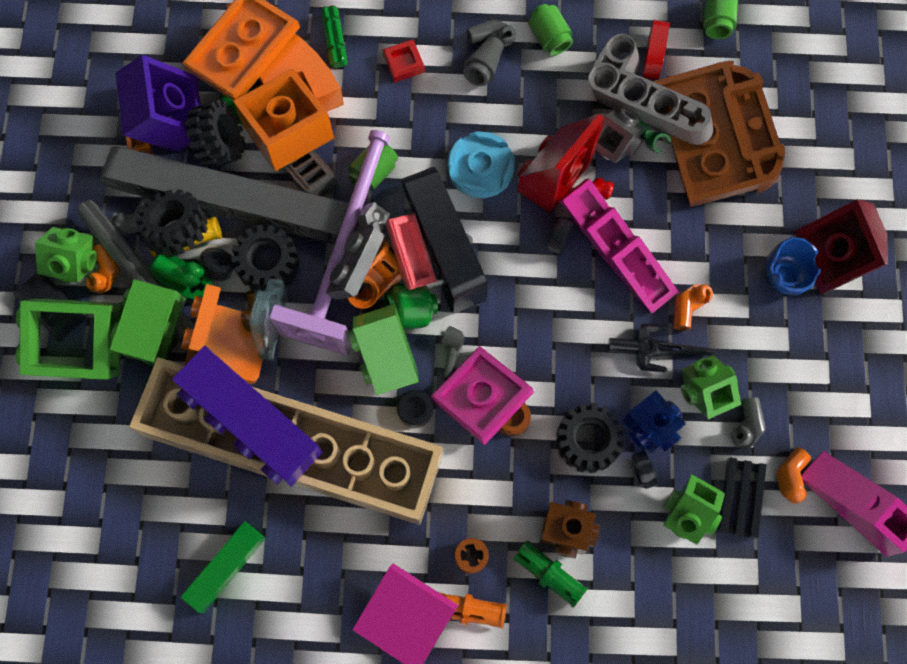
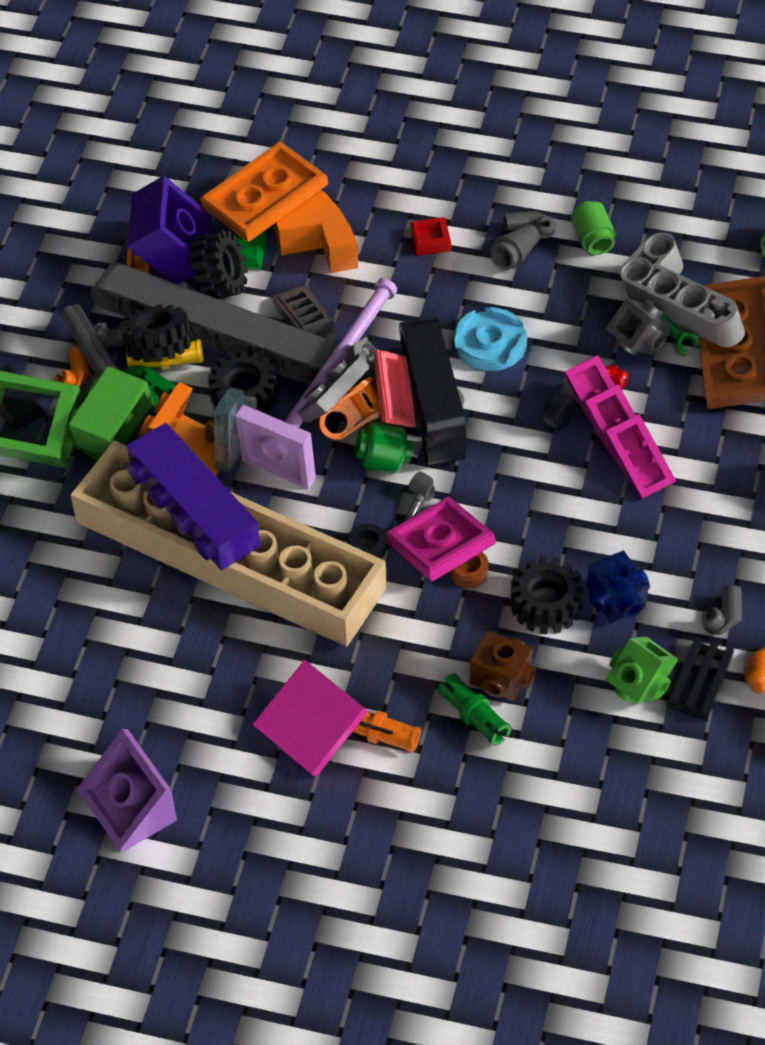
camera: 15 degrees right, 20 degrees down
(65, 254) = (41, 349): bright green brick -> none
(174, 273) = (157, 383): green arm -> none
(216, 264) = (193, 379): black tile -> none
(223, 567) = (133, 648): green piece -> none
(284, 119) = (292, 263): orange brick -> none
(334, 36) = (362, 205): green axle -> none
(384, 167) = (384, 322): bright green brick -> none
(384, 350) = (345, 473): bright green brick -> none
(479, 546) = (392, 670): dark orange bush -> none
(560, 162) = (572, 338): red slope -> none
(644, 470) = (597, 631): black tile -> none
(646, 348) = (629, 527): black piece -> none
(655, 50) = (703, 257): red beam -> none
(688, 302) = (686, 492): orange arm -> none
(710, 386) = (698, 566): bright green brick -> none

